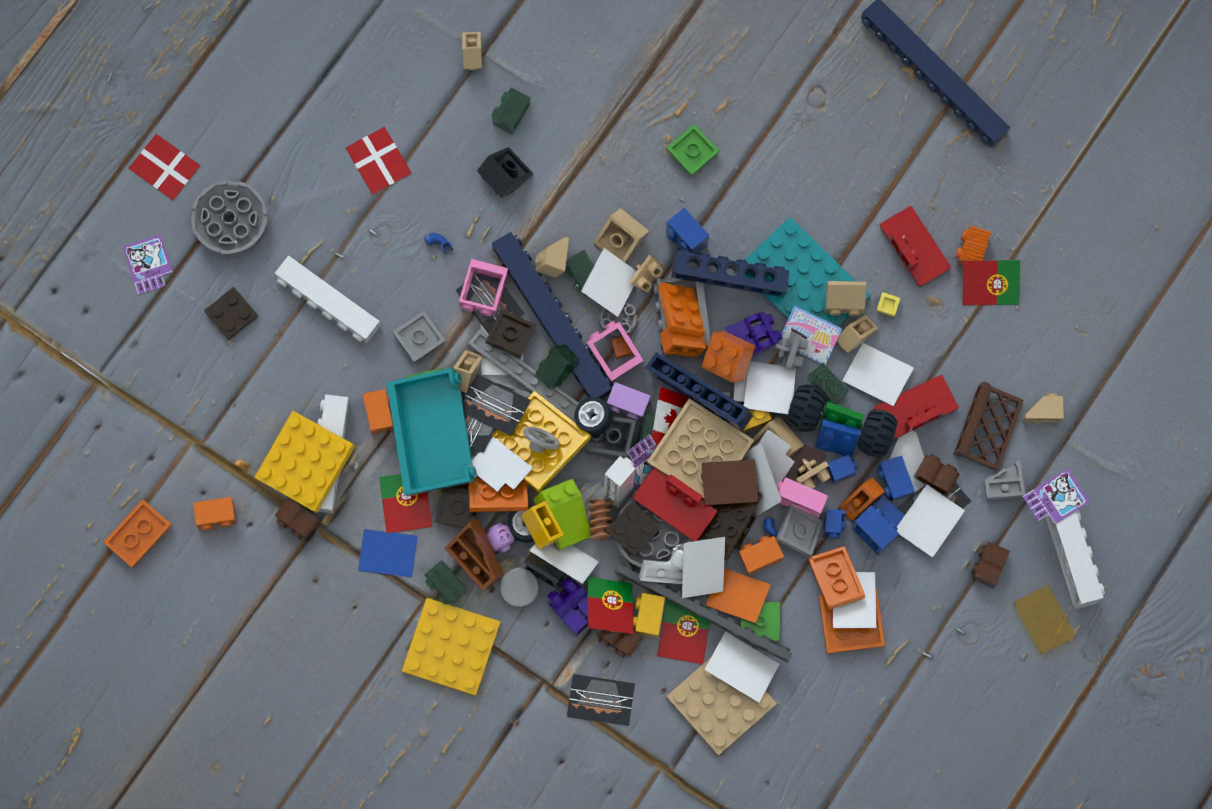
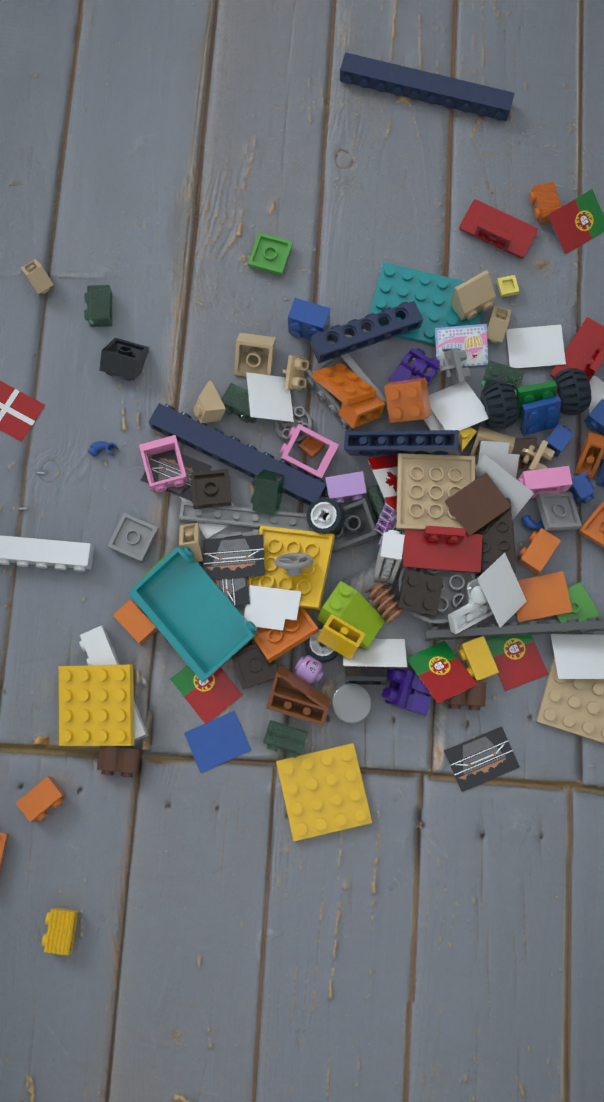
camera: 25 degrees left, 0 degrees up
(170, 627) = (60, 931): none -> yellow brick

